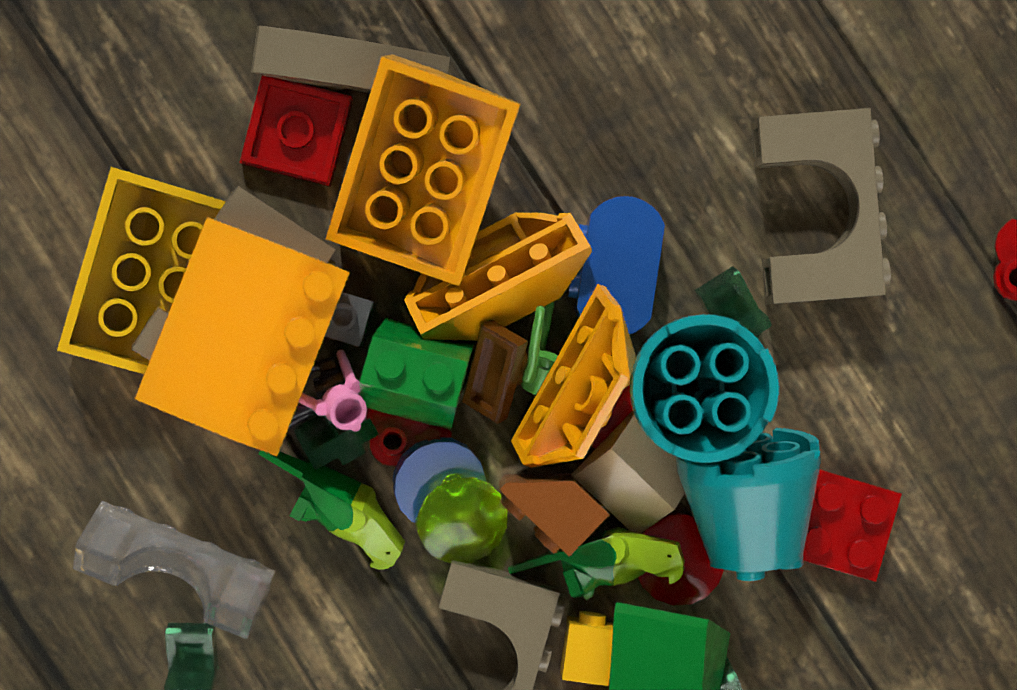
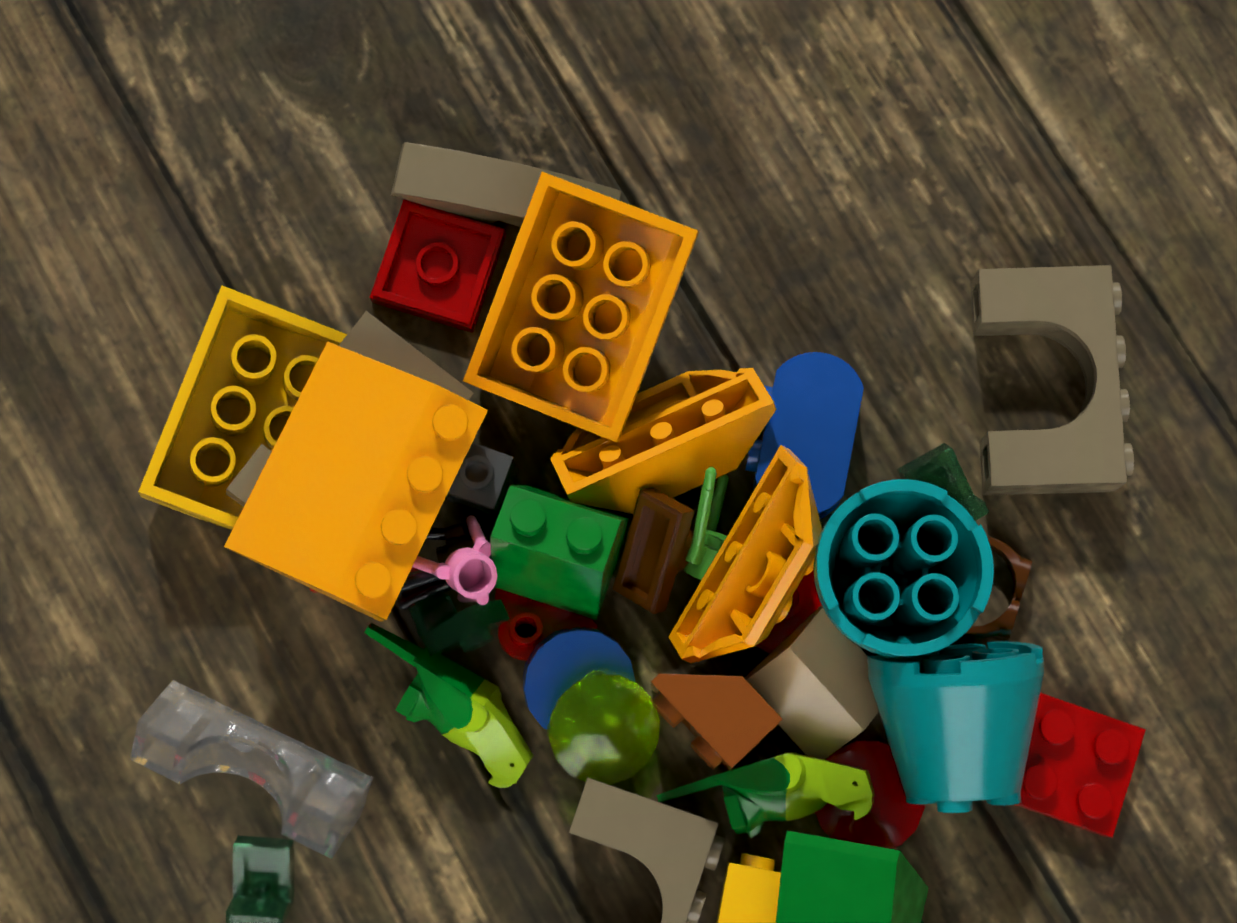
camera: 10 degrees right, 10 degrees down
(798, 369) = (1020, 571): none -> reddish brown cap

